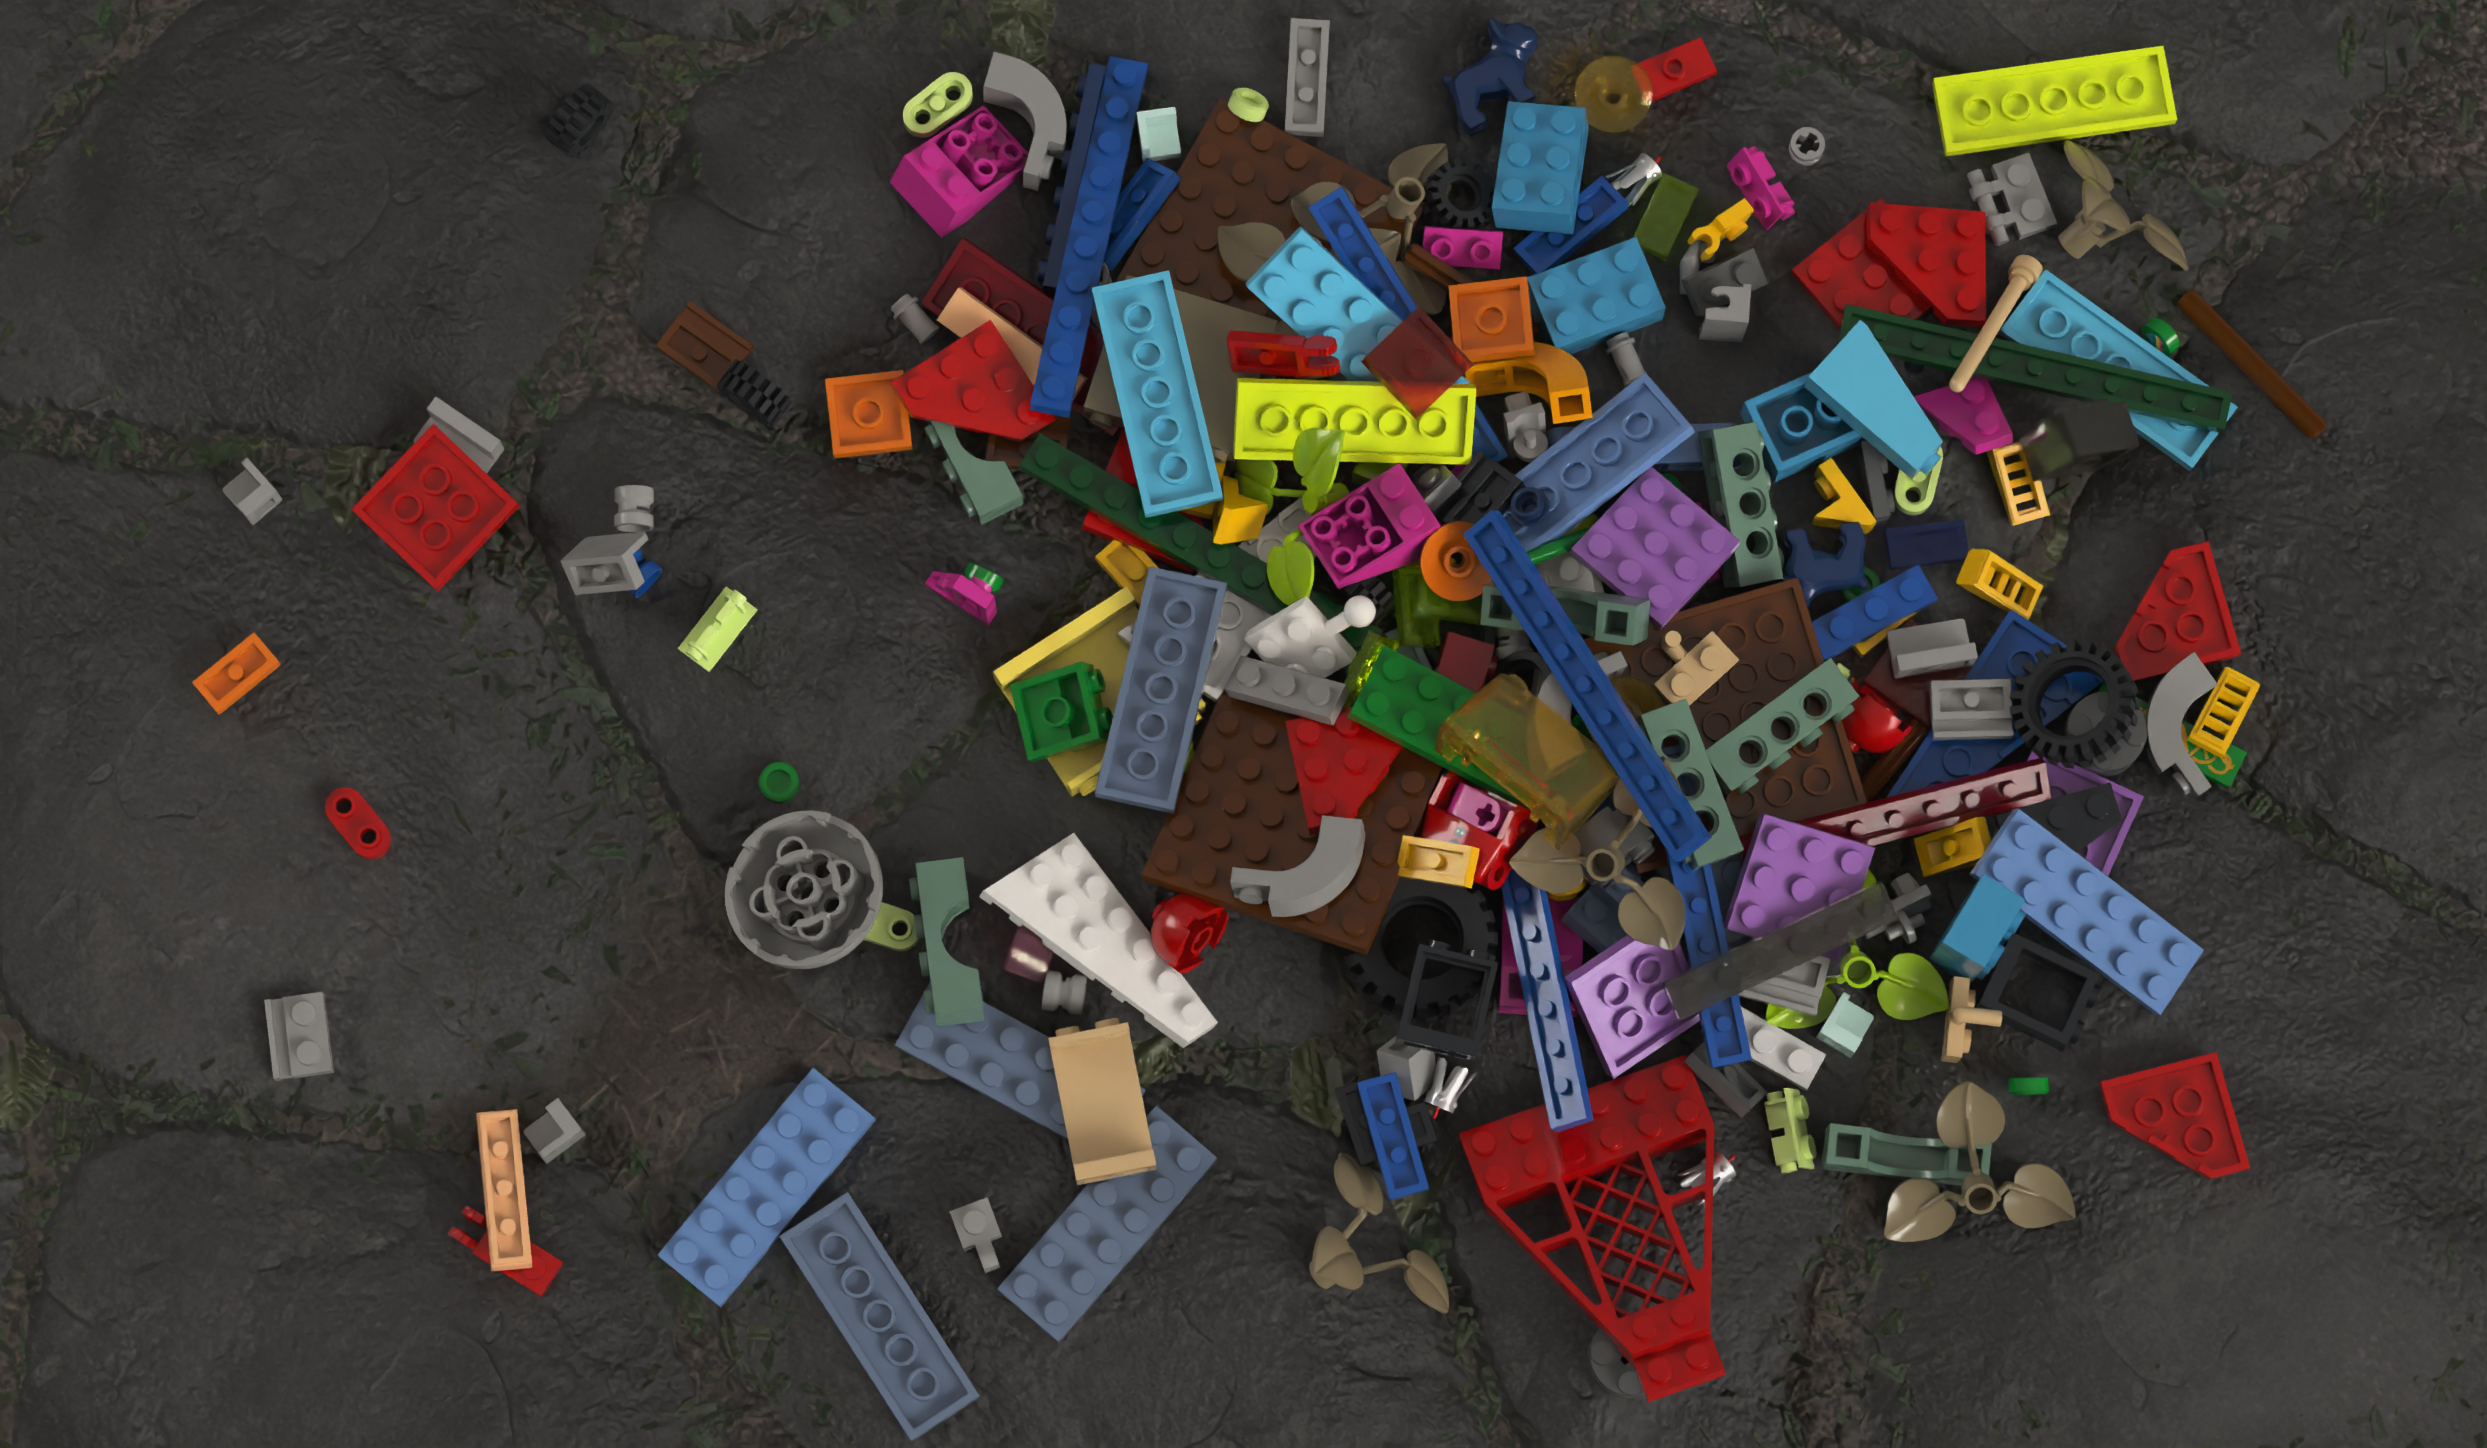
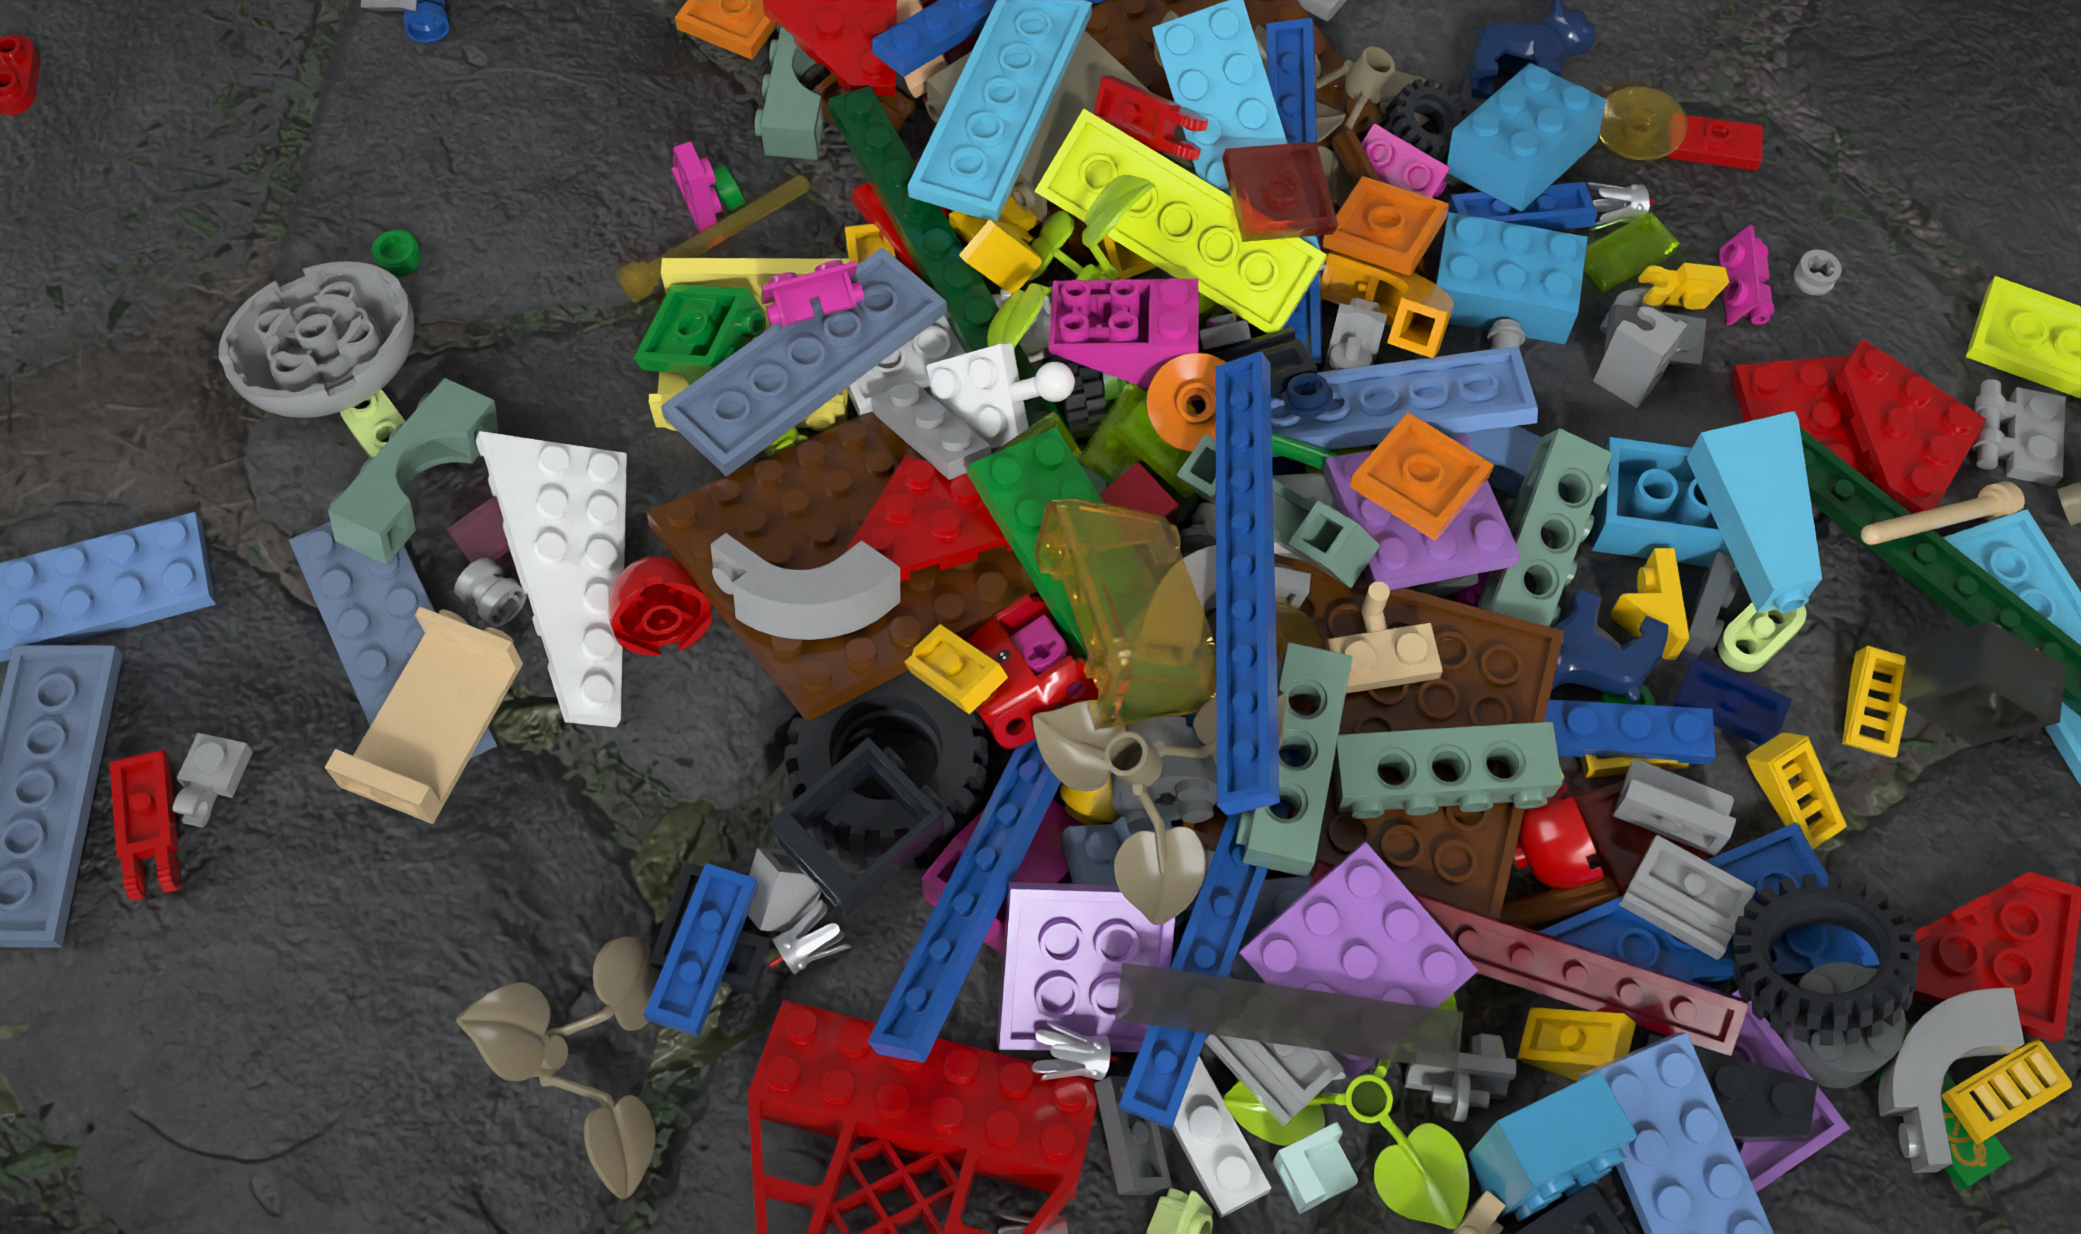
camera: 35 degrees right, 15 degrees down
(718, 628) = (469, 94): yellowish green hinge -> none
(963, 1285) = (145, 820): none -> red hinge
(977, 690) = (640, 278): none -> clear yellow piece
(1104, 1231) = (335, 858): sand blue plate -> none
(1144, 628) = (793, 294): none -> dark pink hinge
(1646, 530) = (1421, 476): none -> orange plate
(1671, 1049) = (1076, 1053): none -> flat silver piece
(1969, 415) = (1861, 603): dark pink wing -> none

